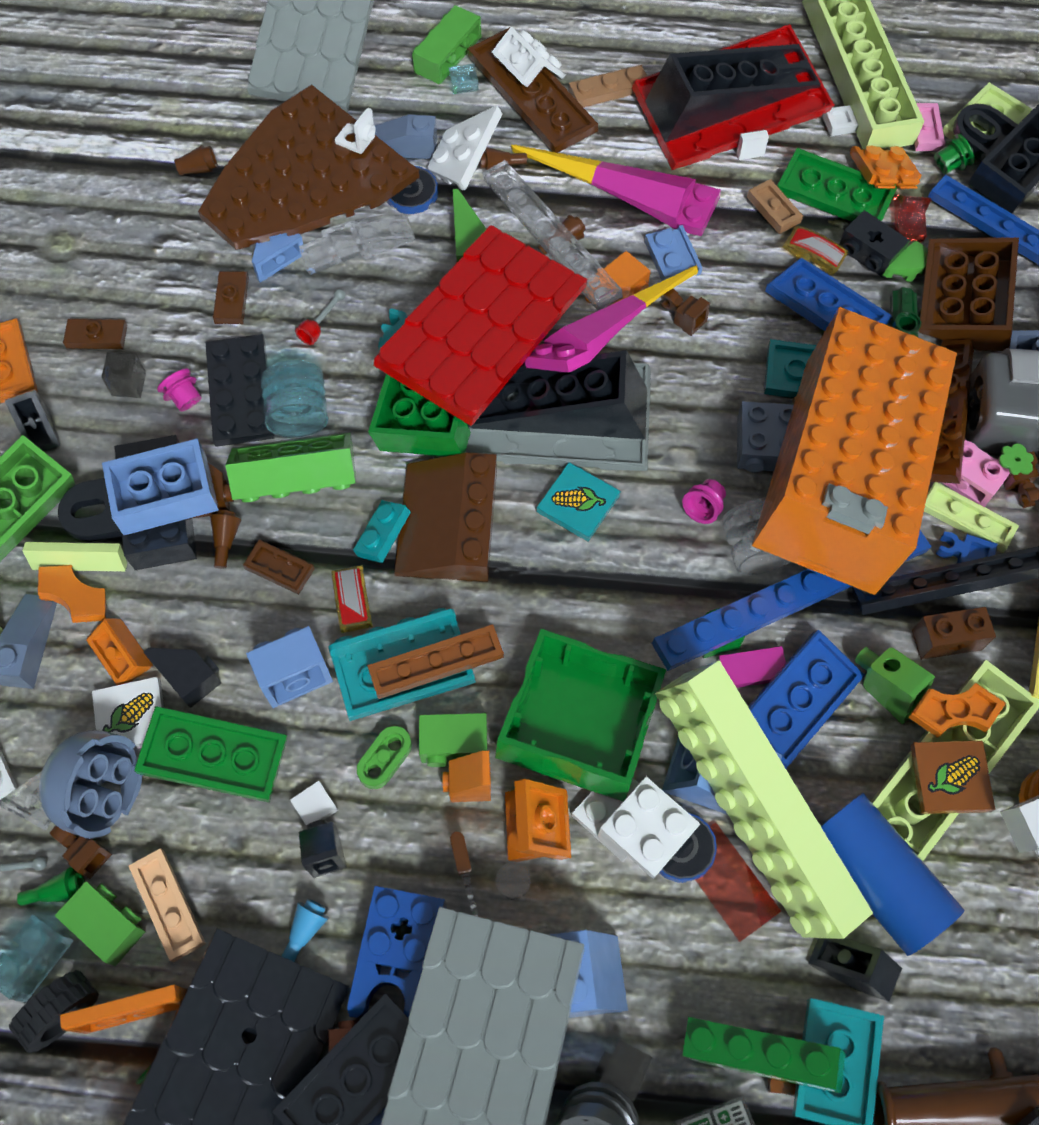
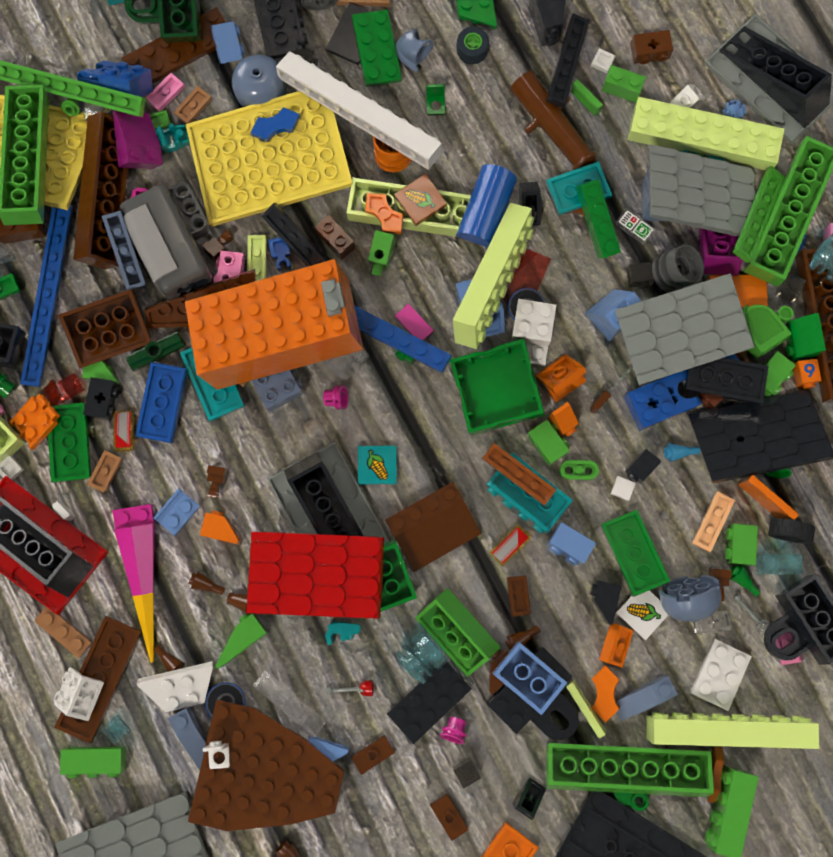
camera: 120 degrees left, 15 degrees up
(381, 531) = (463, 556): teal plate -> none
(552, 234) = (213, 588): clear plate -> none
(584, 338) = (289, 513): dark pink plate -> none
(804, 695) = (417, 292): blue tile -> none
(1016, 459) = (212, 247): bright green plant -> none

